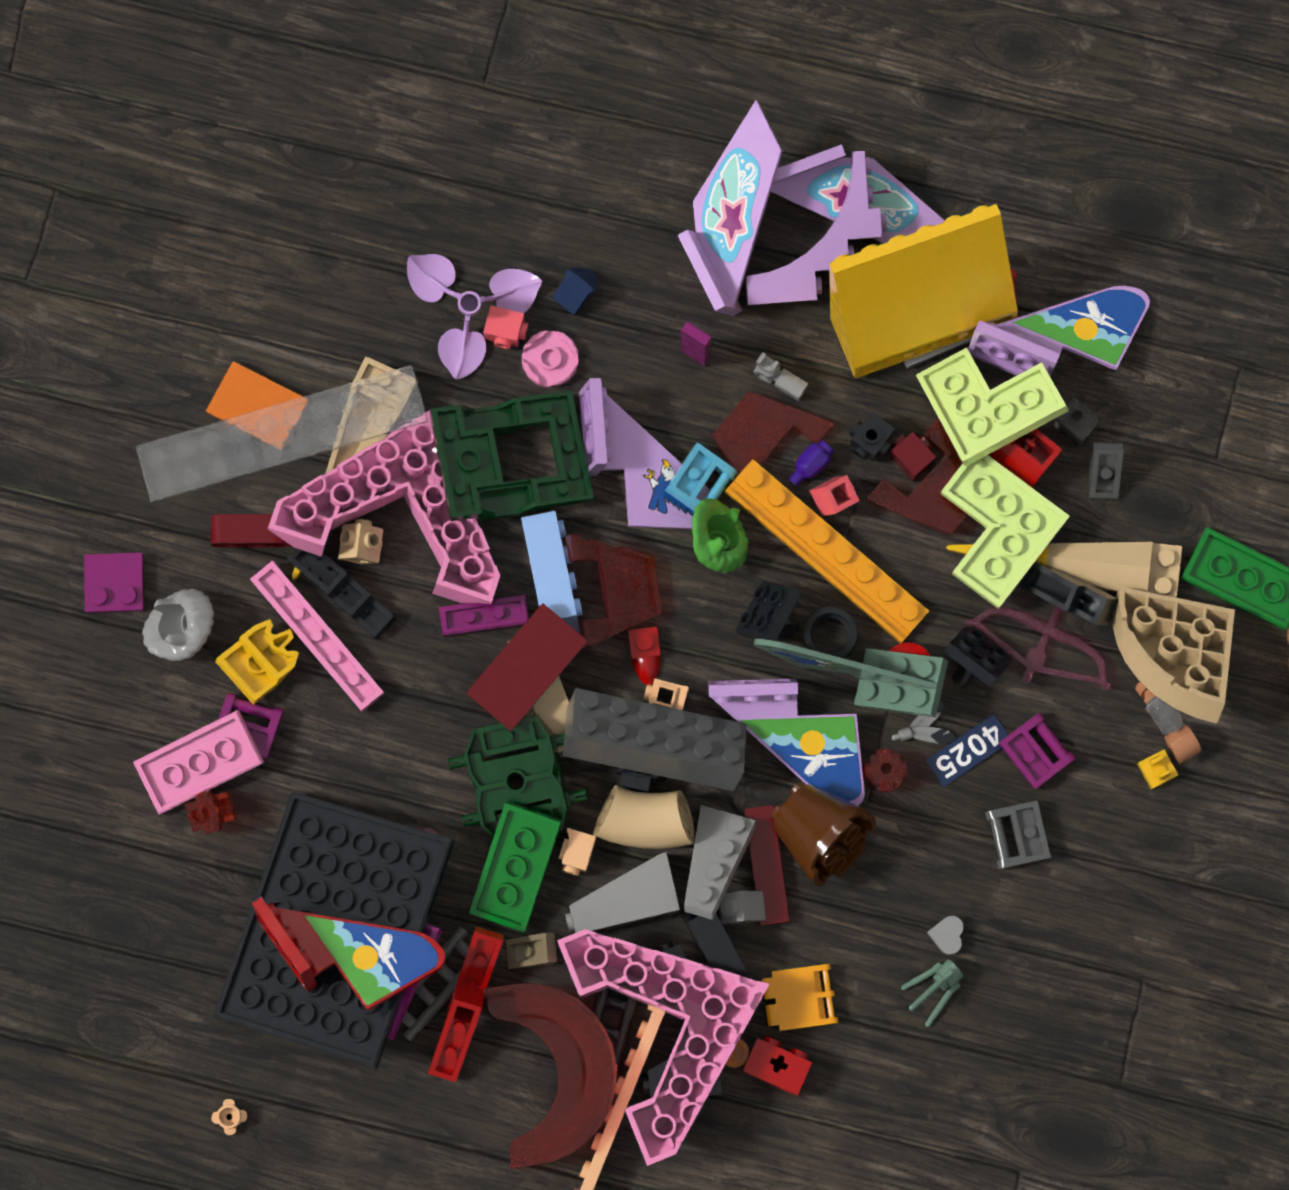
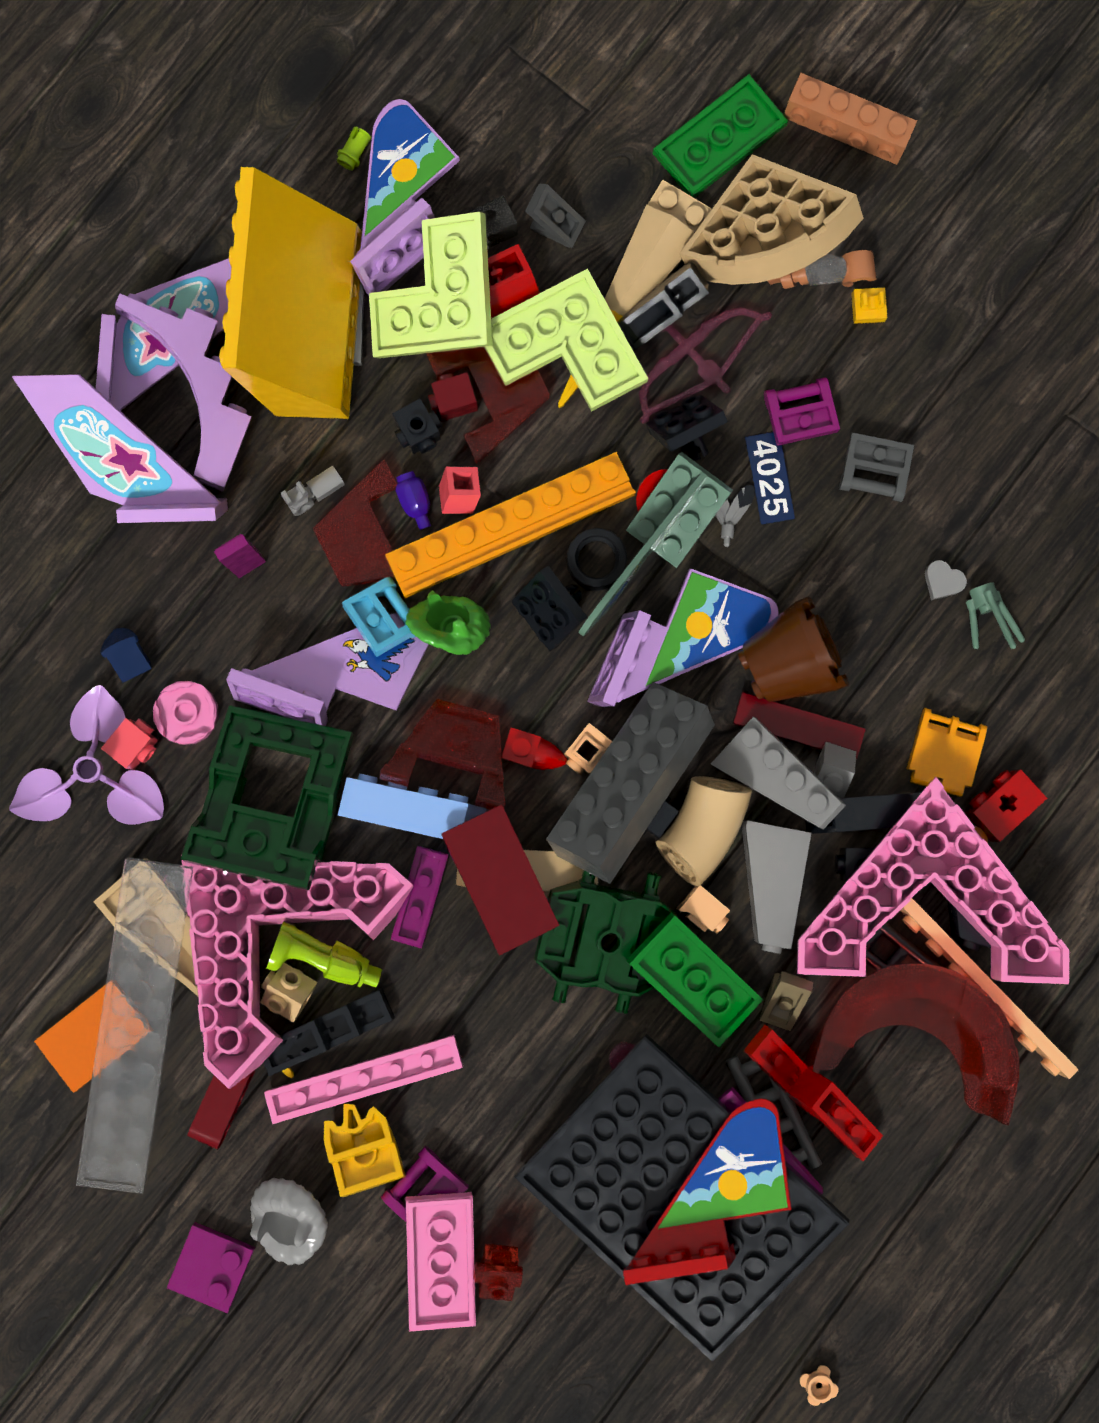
camera: 70 degrees left, 5 degrees up
(401, 571) = (336, 962): none -> lime piece
(883, 781) = (750, 574): clear red brick -> none
(1086, 279) = (354, 147): none -> lime pin

